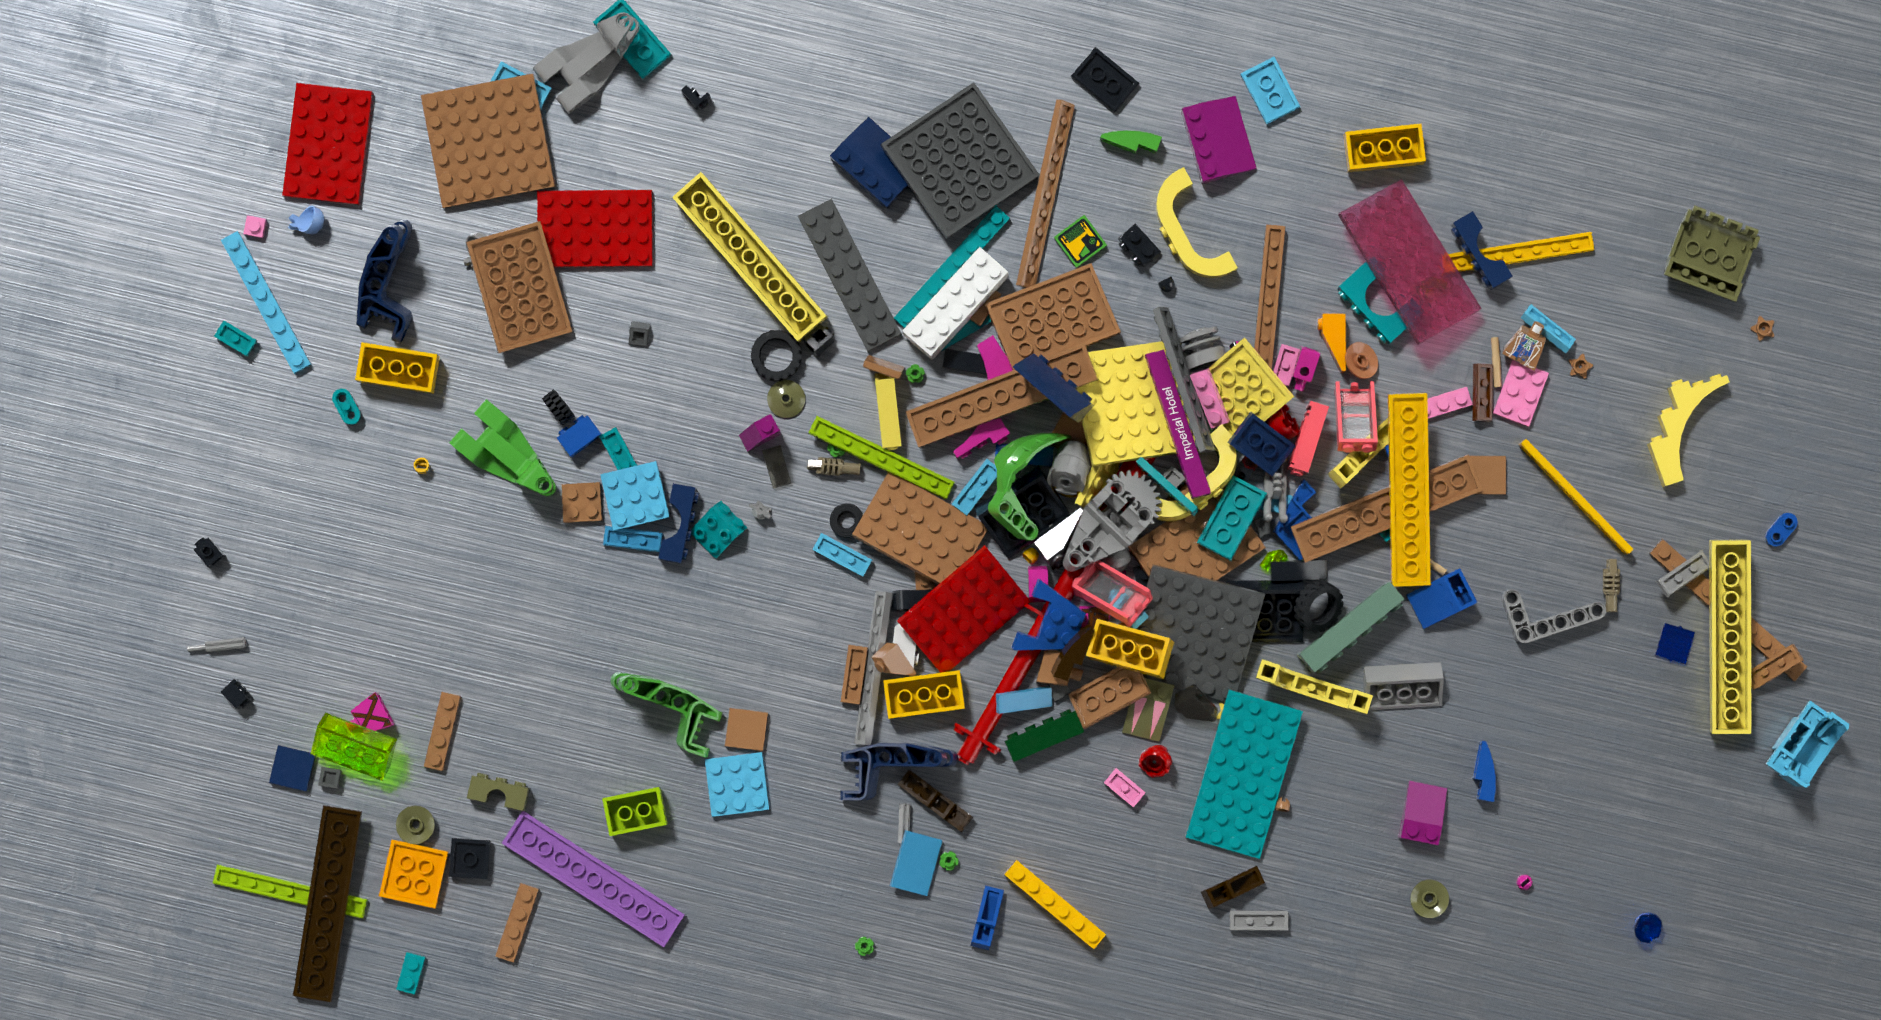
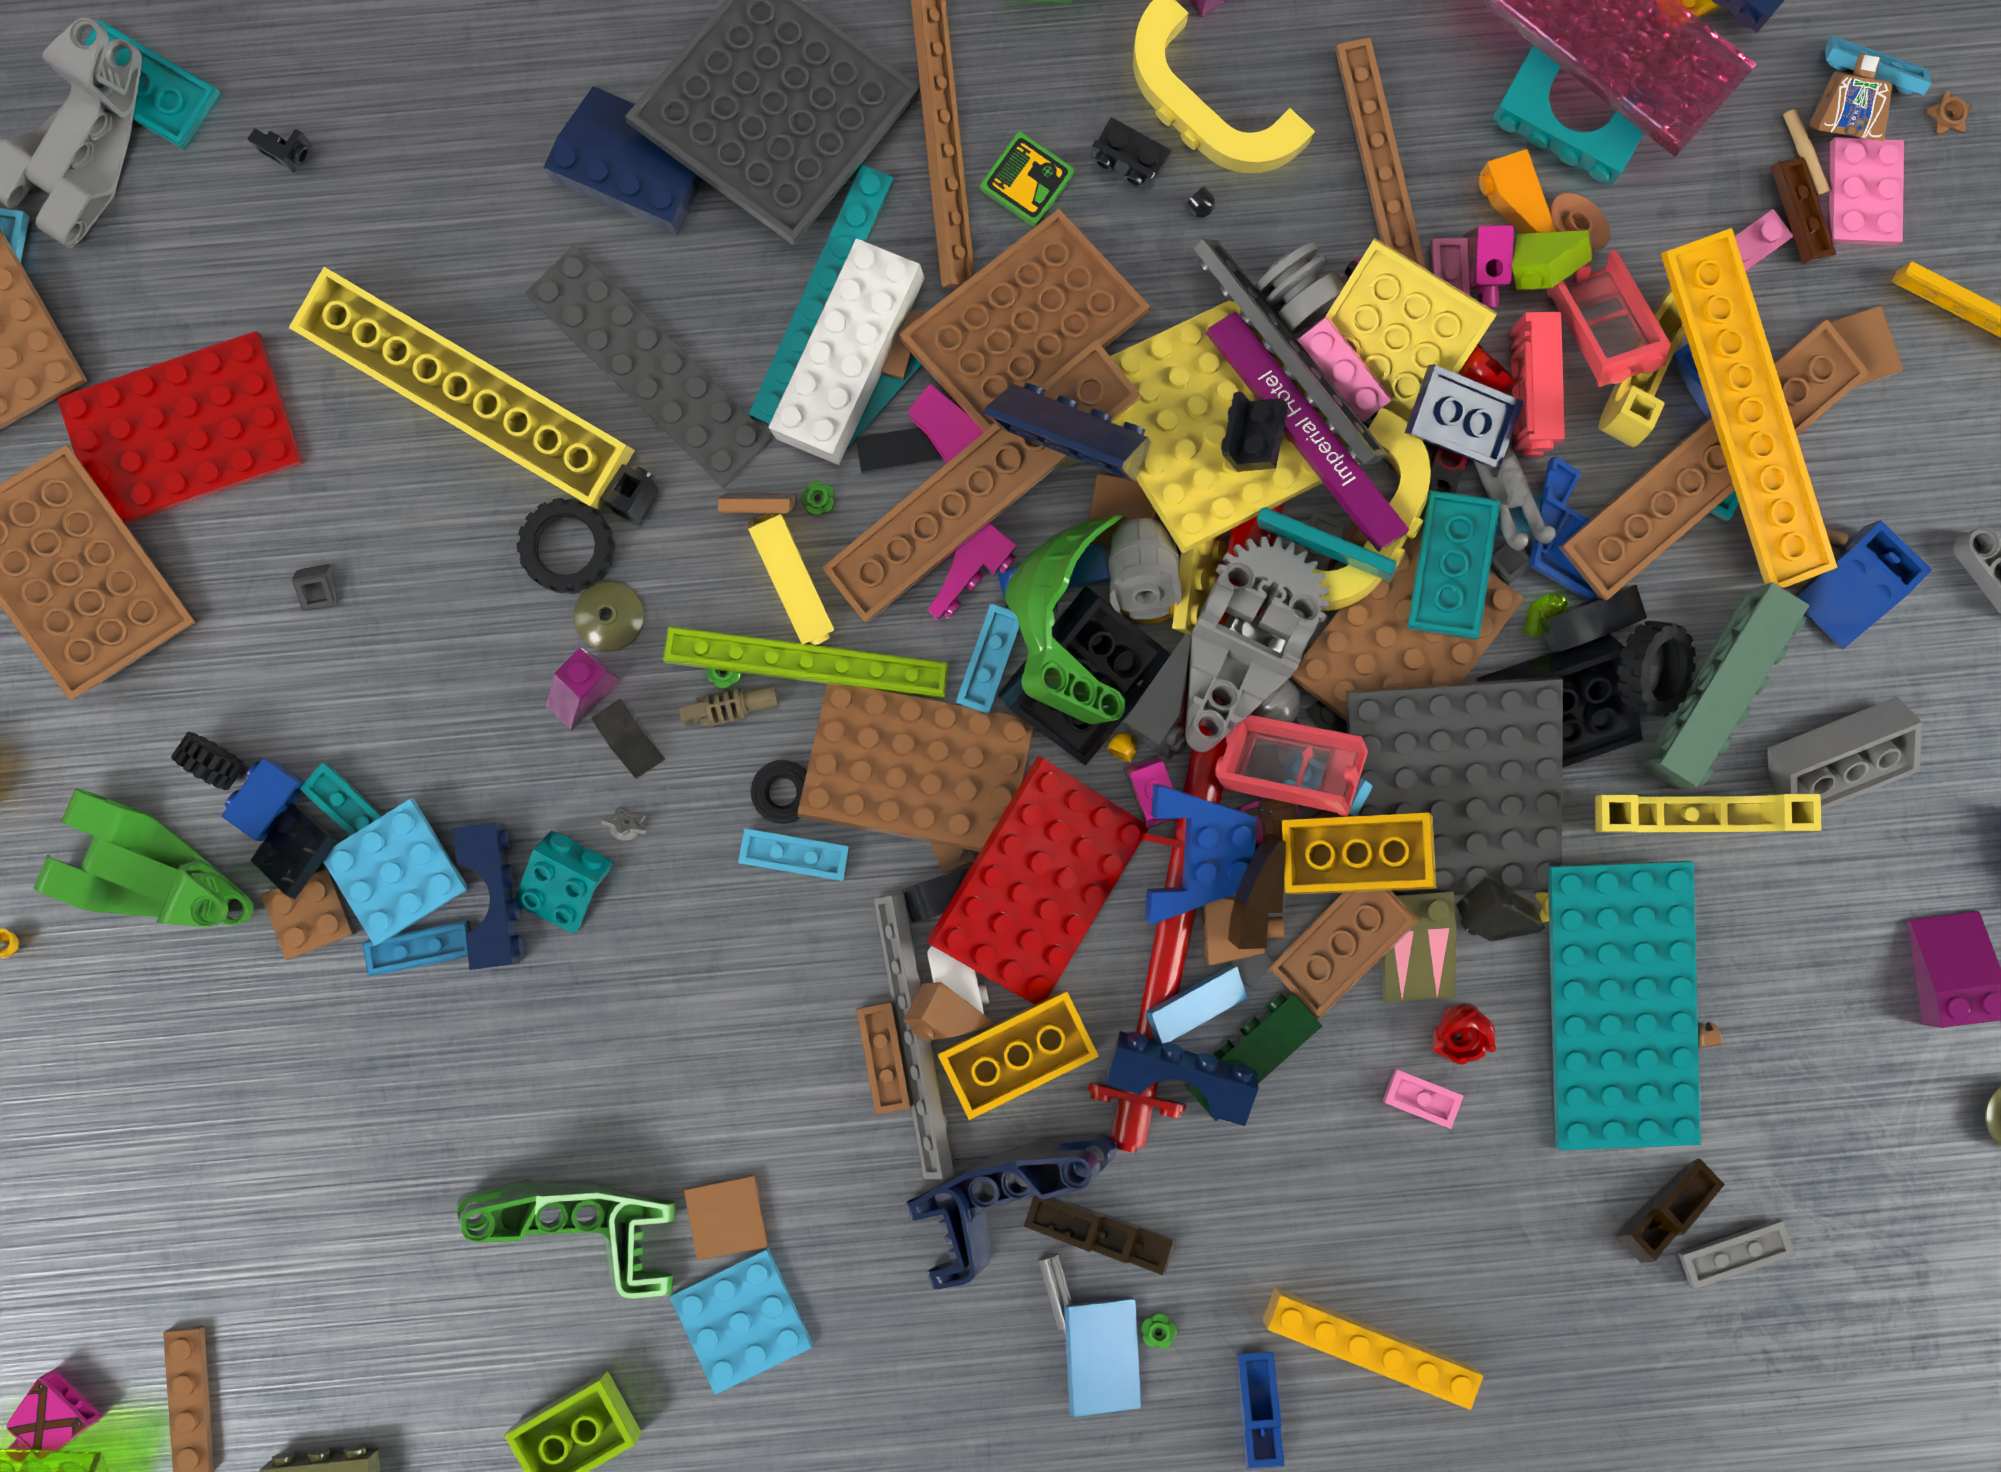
camera: 20 degrees left, 0 degrees up
(586, 467) = (293, 850): none -> black plate
(1023, 744) = (1141, 1062): none -> dark blue arch
(1148, 417) = (1254, 433): none -> black bracket
(1335, 375) = (1549, 257): none -> lime slope

